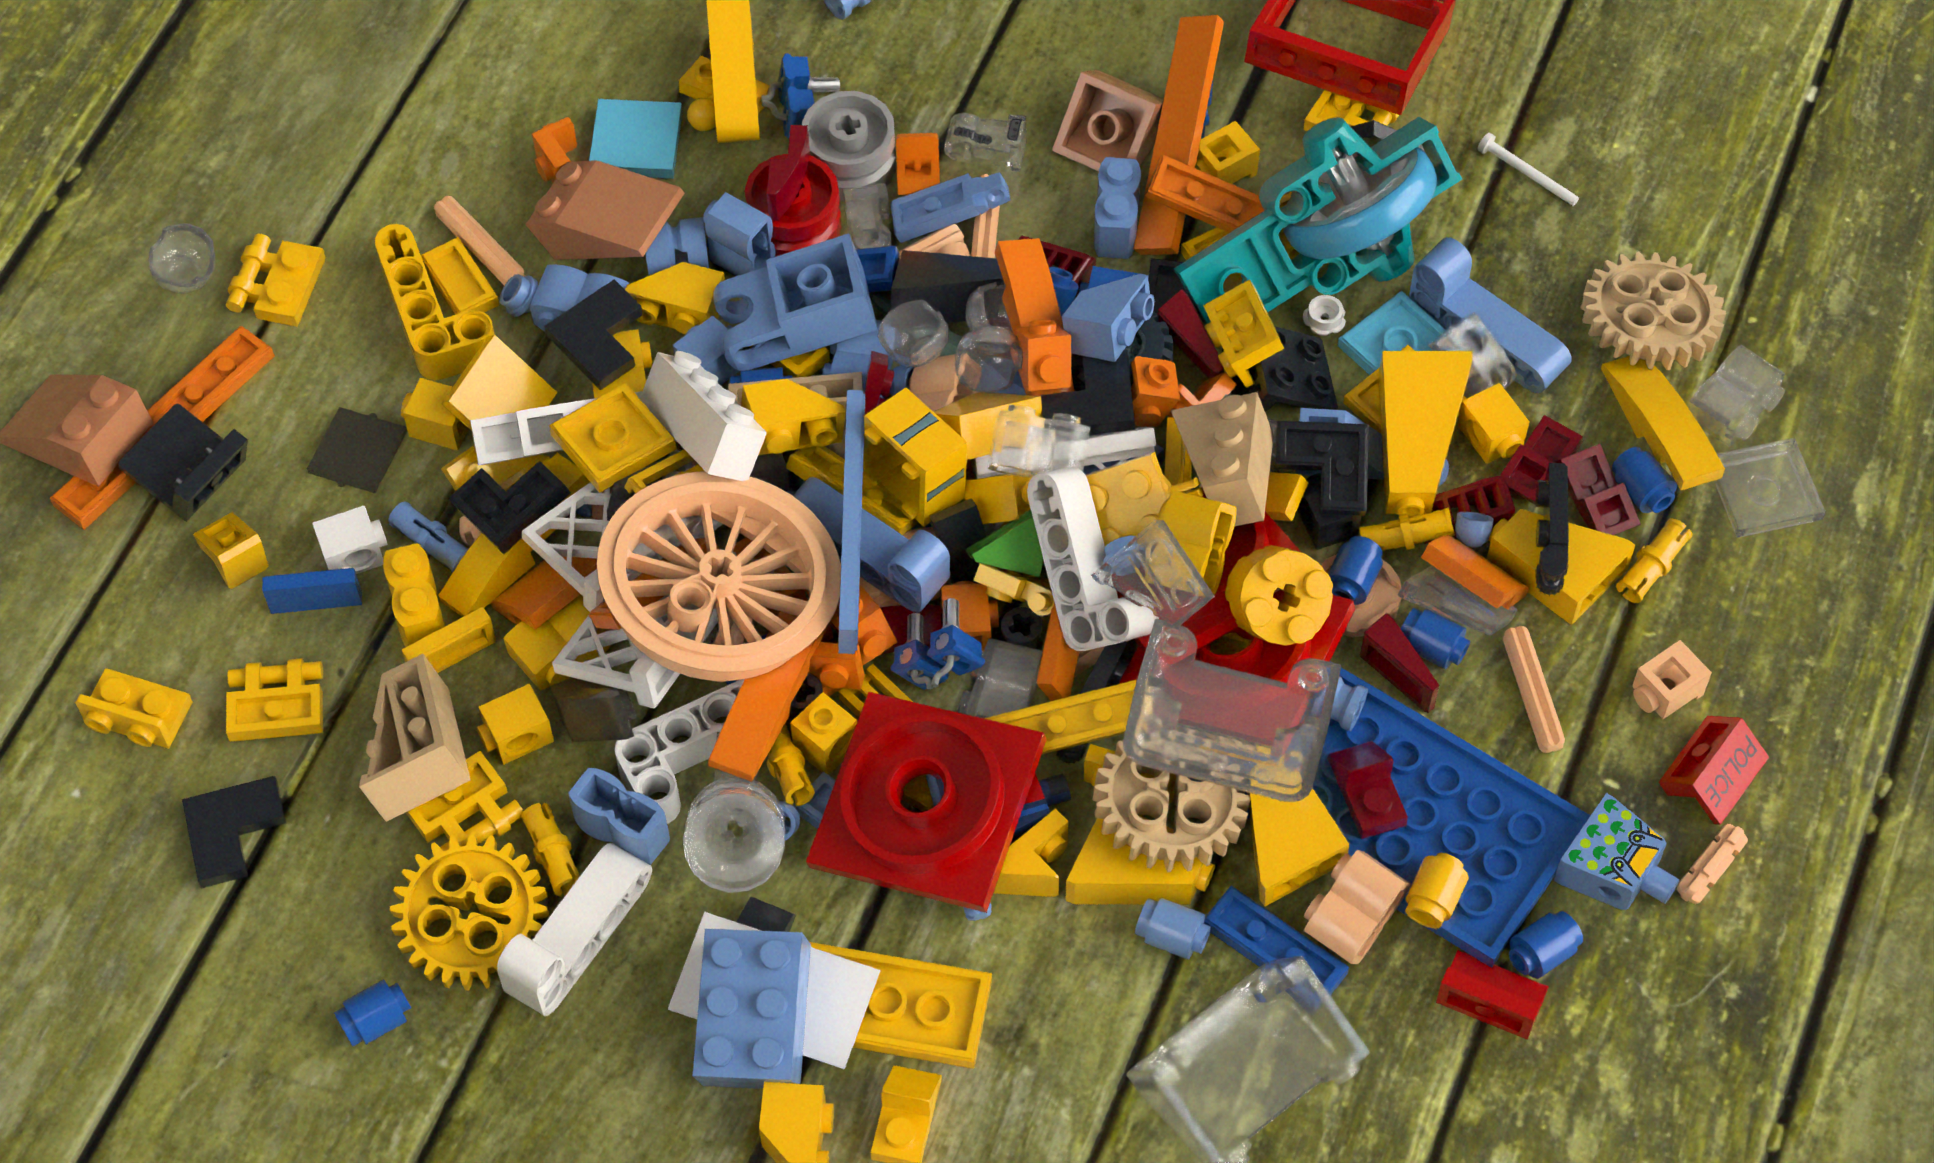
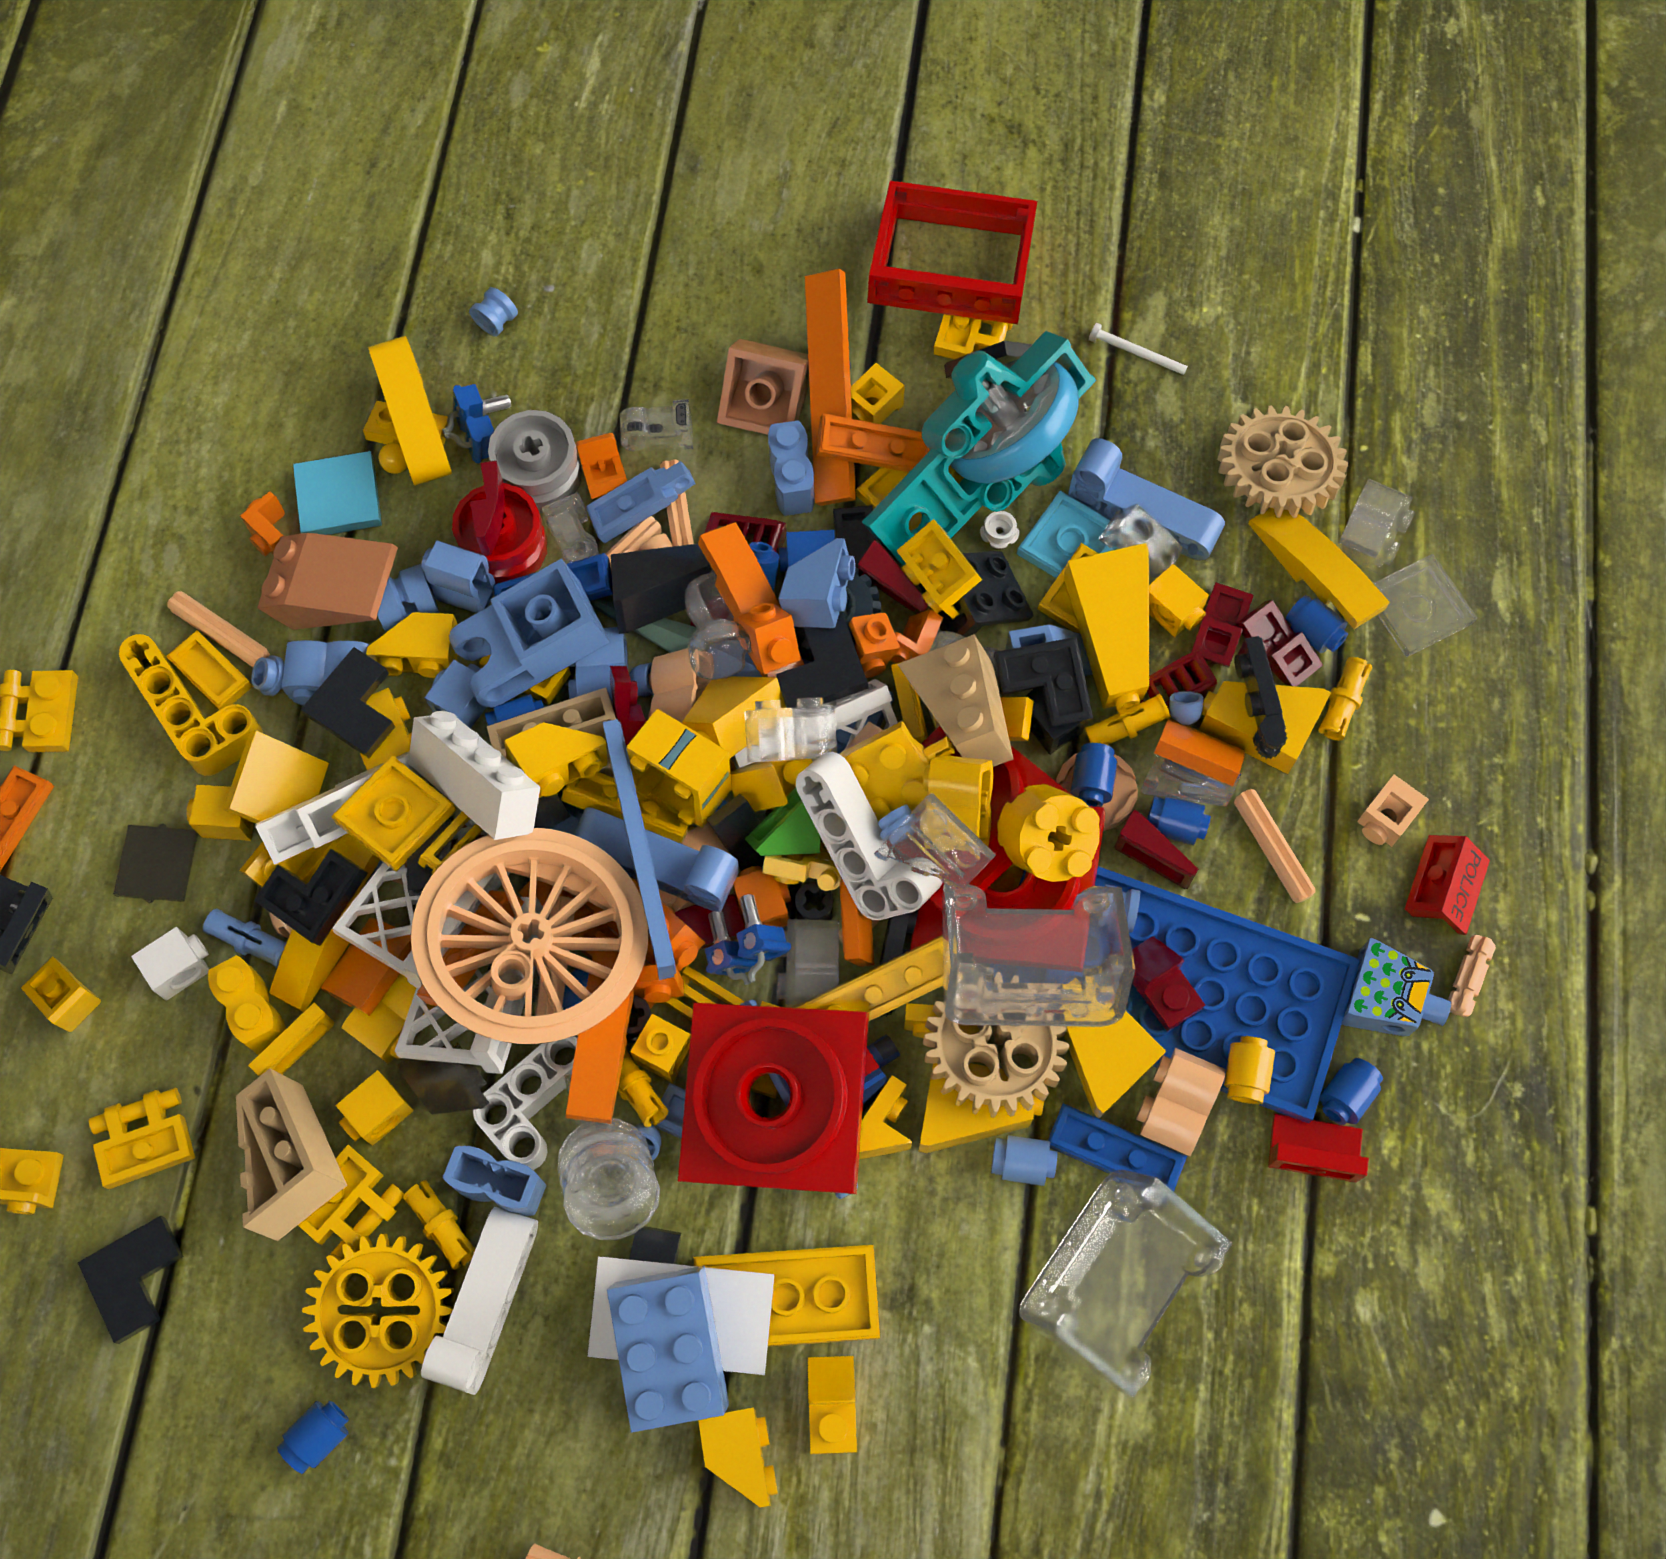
camera: 15 degrees left, 10 degrees up
(312, 590) = (148, 1019): blue tile -> none
(913, 333) = (643, 638): clear hair -> none

